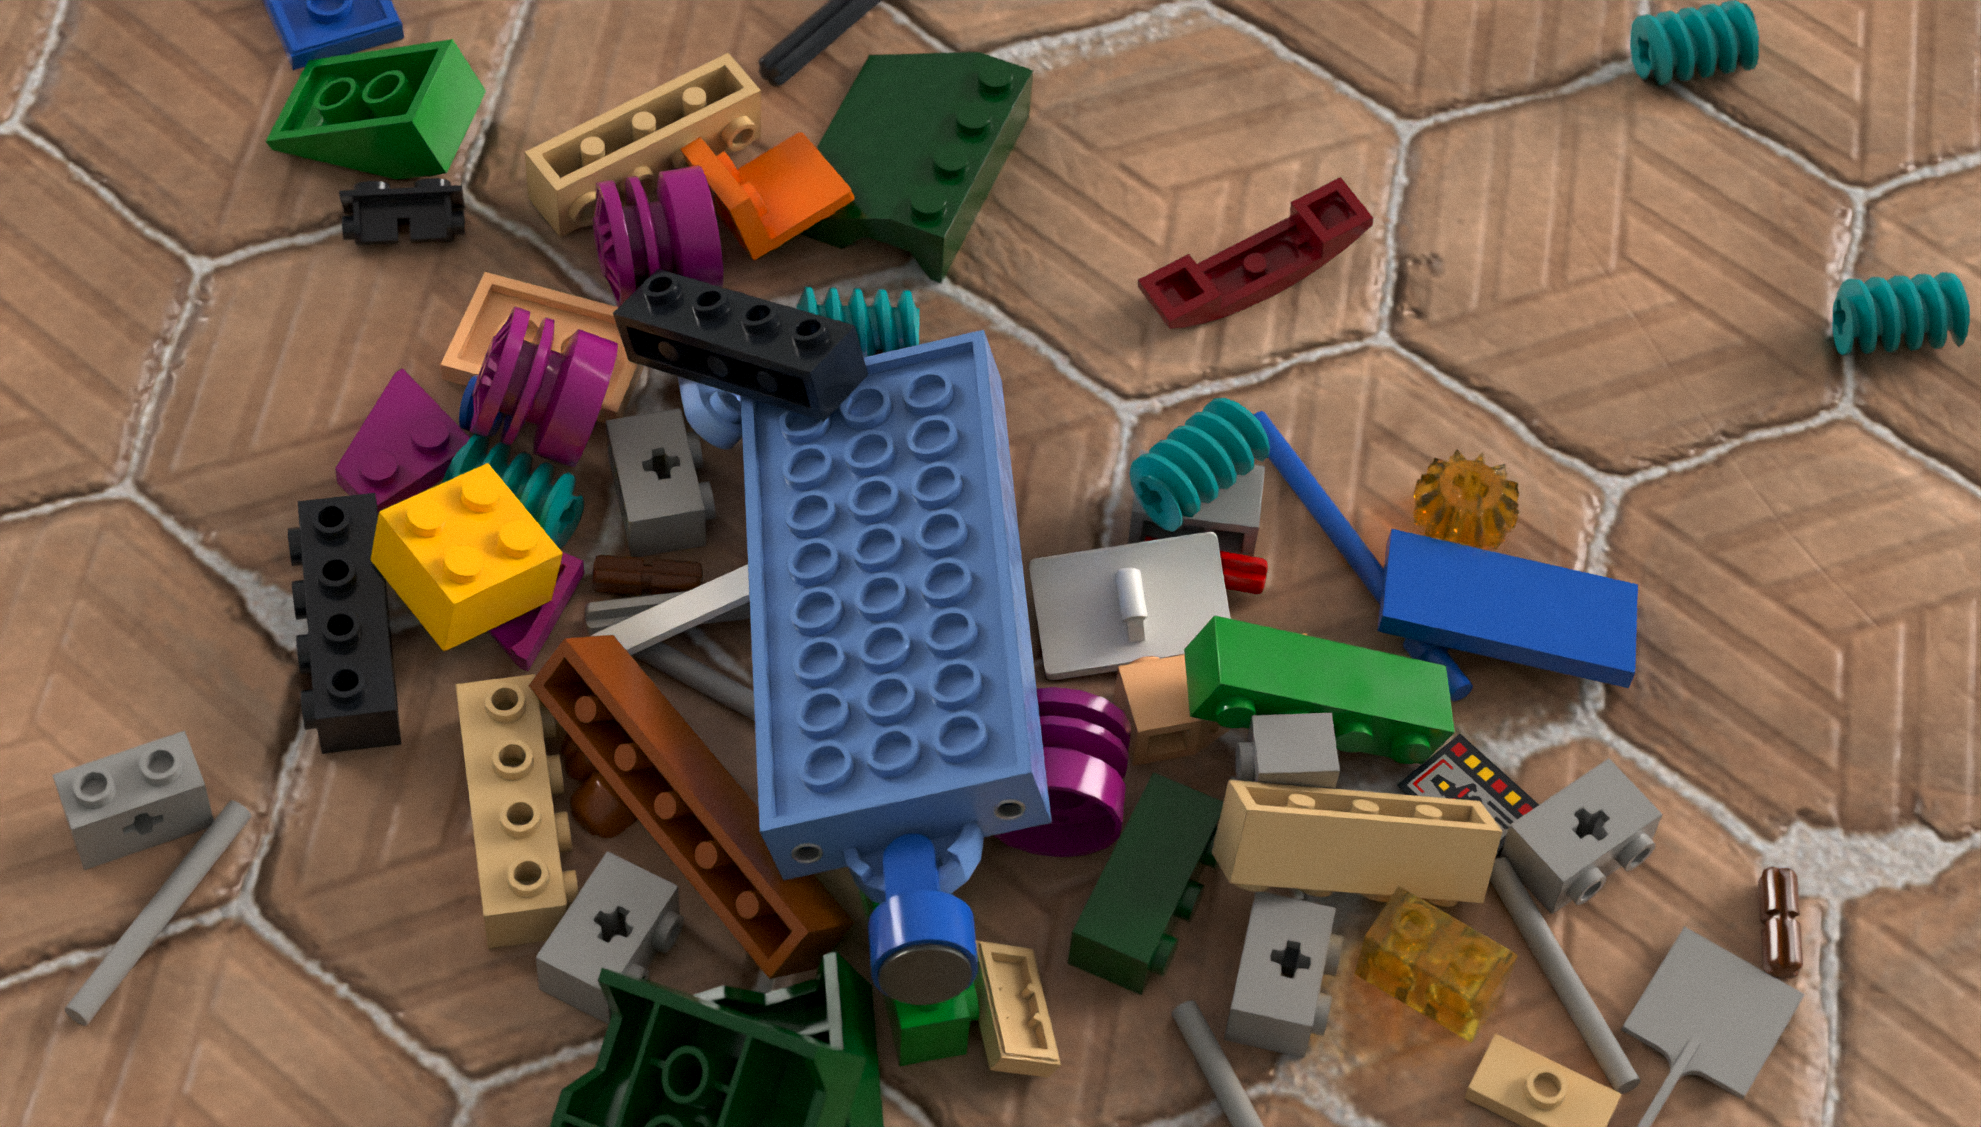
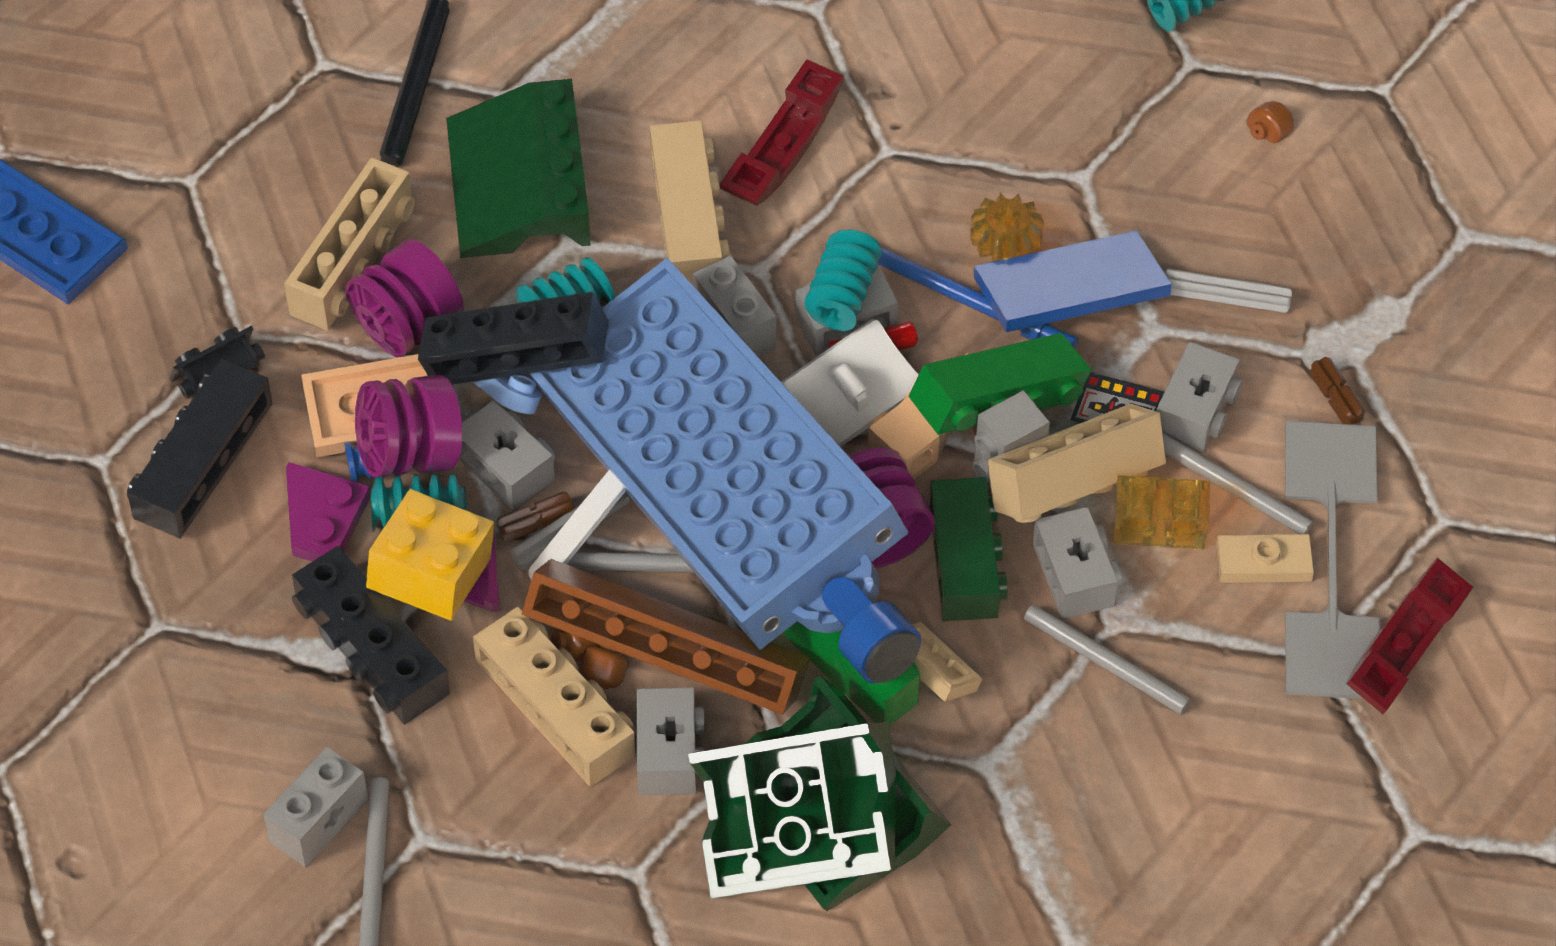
camera: 25 degrees left, 0 degrees up
(306, 301) = (199, 448): none -> black brick
(382, 110) = (154, 302): green slope -> none
(771, 194) = (457, 231): orange bracket -> none
(1053, 441) = (738, 303): none -> light grey brick
(1079, 286) = (686, 196): none -> tan brick
(1713, 719) = (1229, 290): none -> light grey axle
(1907, 530) = (1270, 121): none -> dark orange piece

